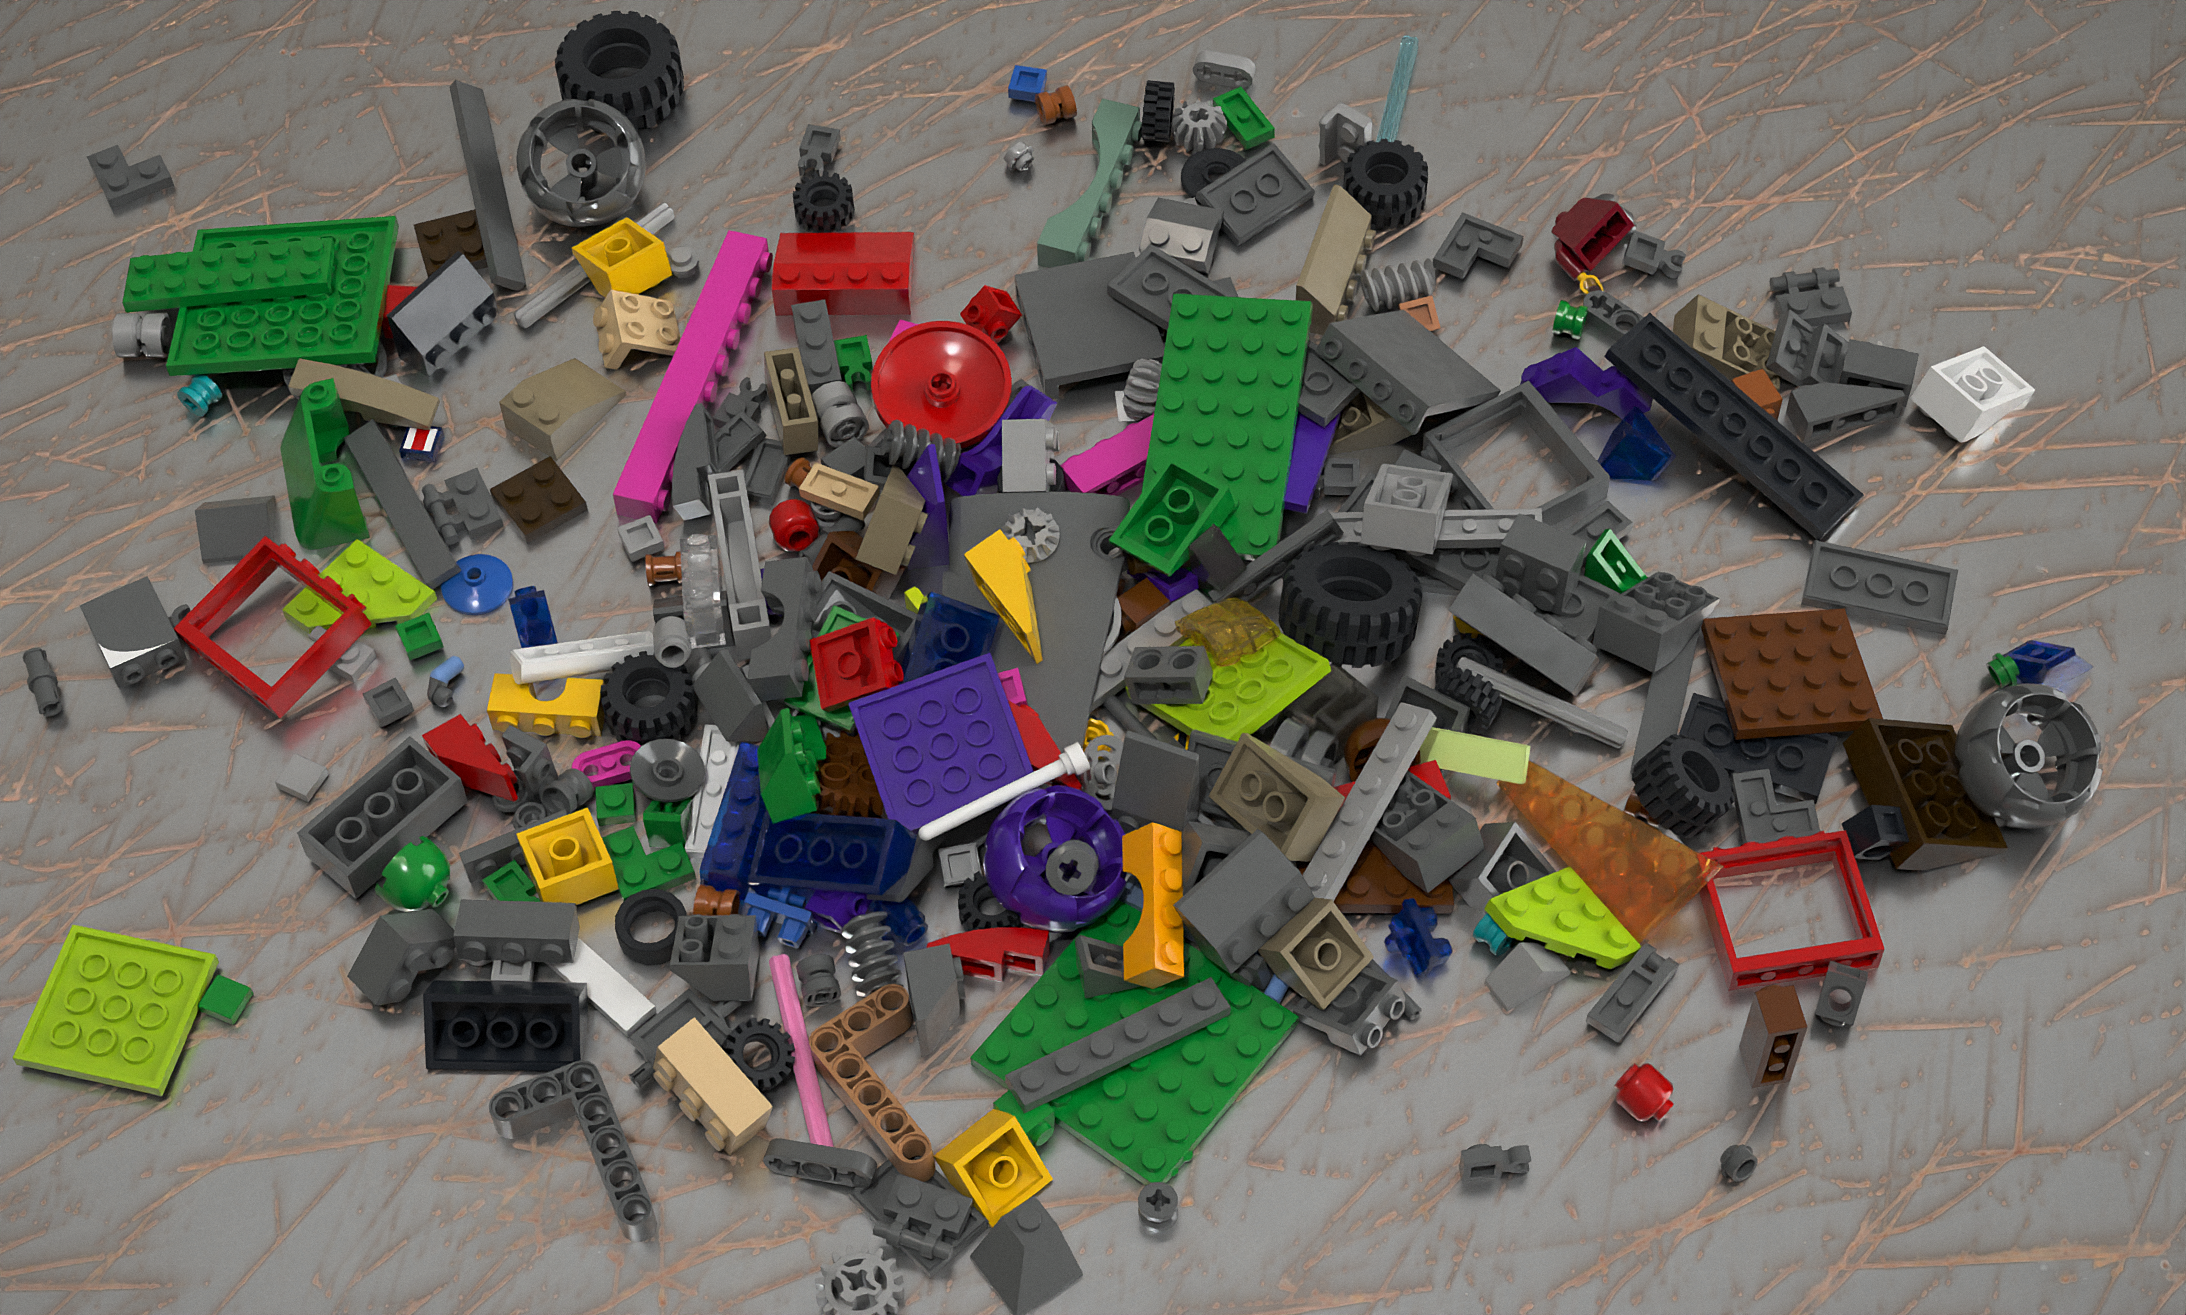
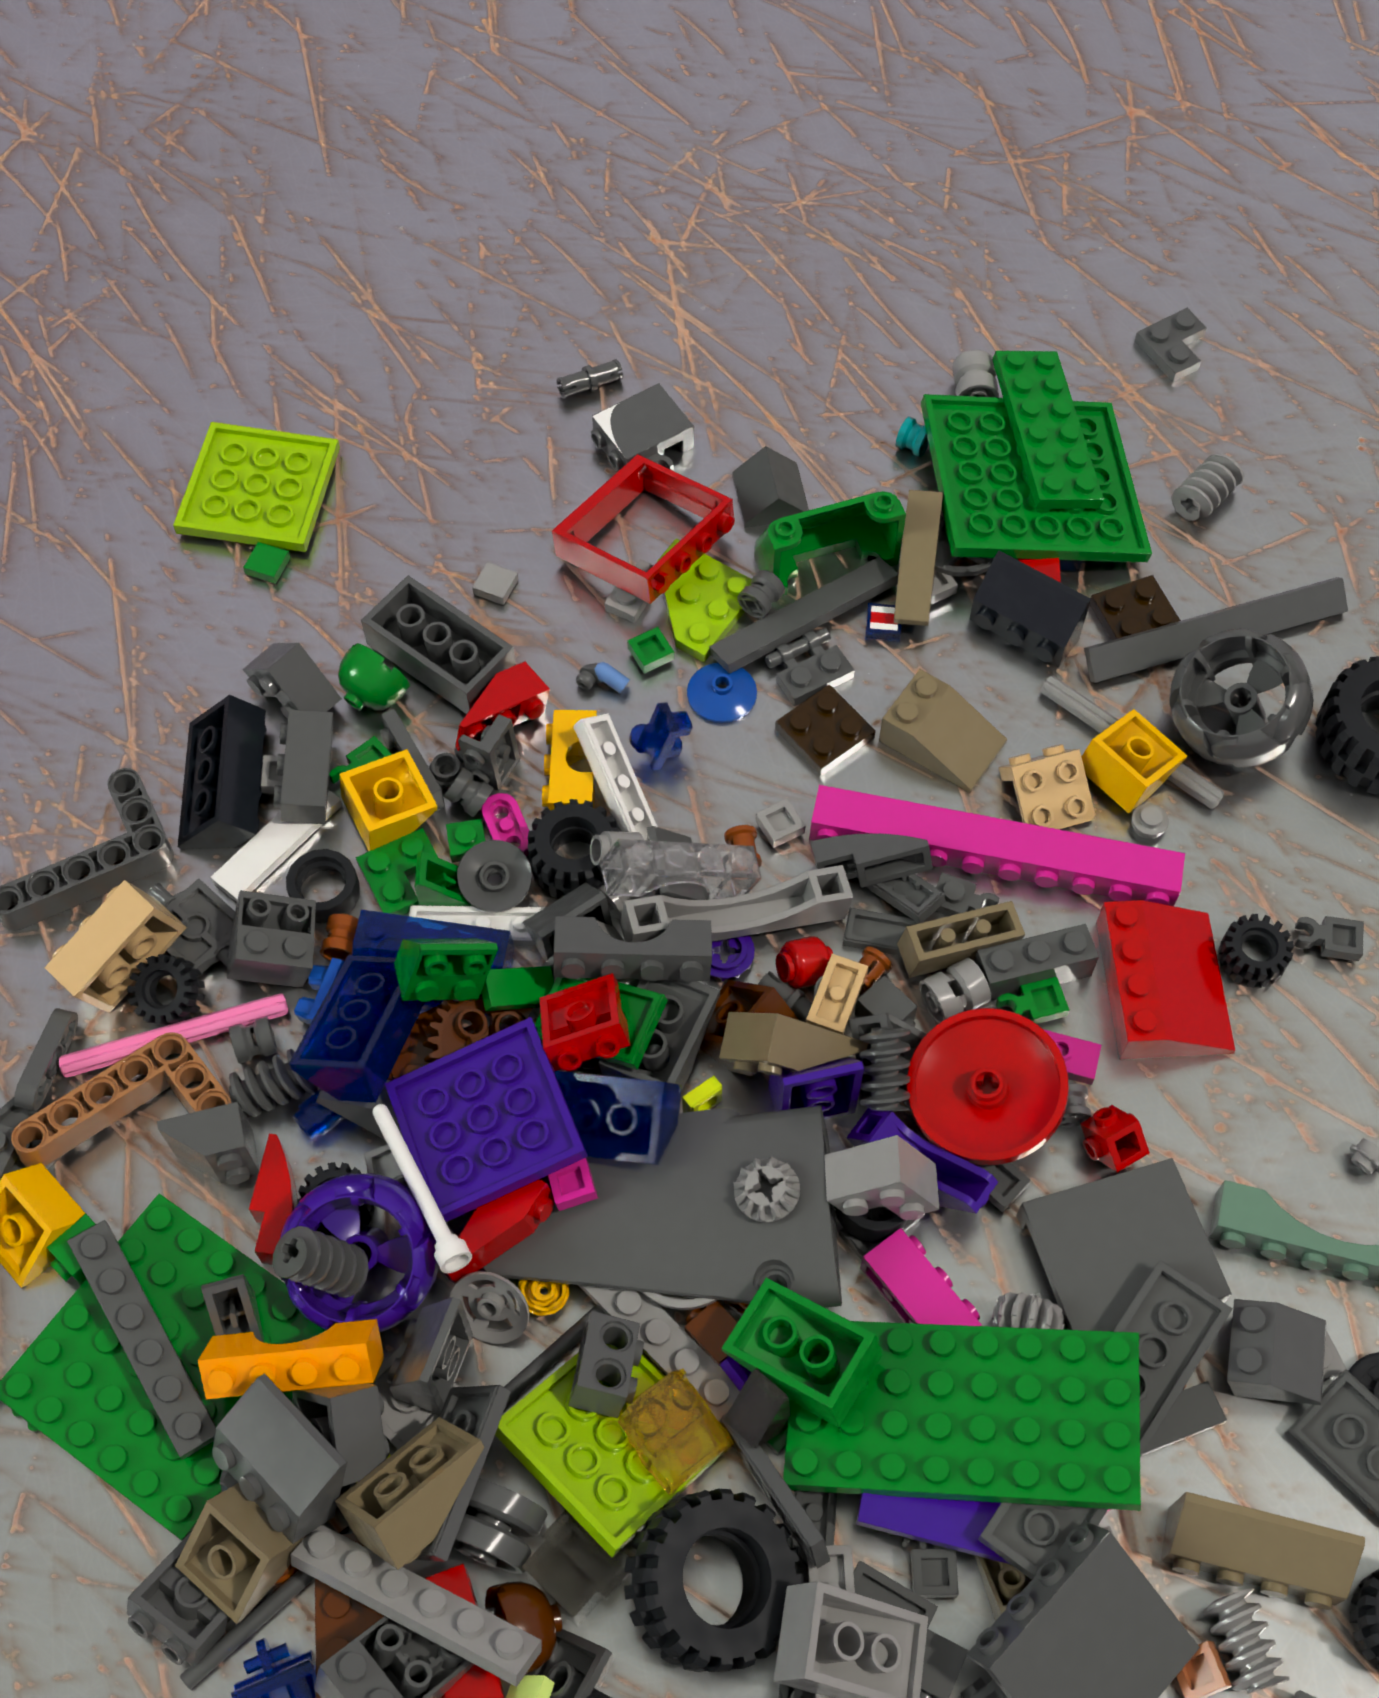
camera: 85 degrees right, 5 degrees up
(321, 167) = (1207, 487): none -> light grey piece
(378, 534) = (763, 591): none -> dark grey wheel
(388, 702) = (575, 635): dark grey plate -> none
(1003, 580) = (671, 1170): yellow slope -> none

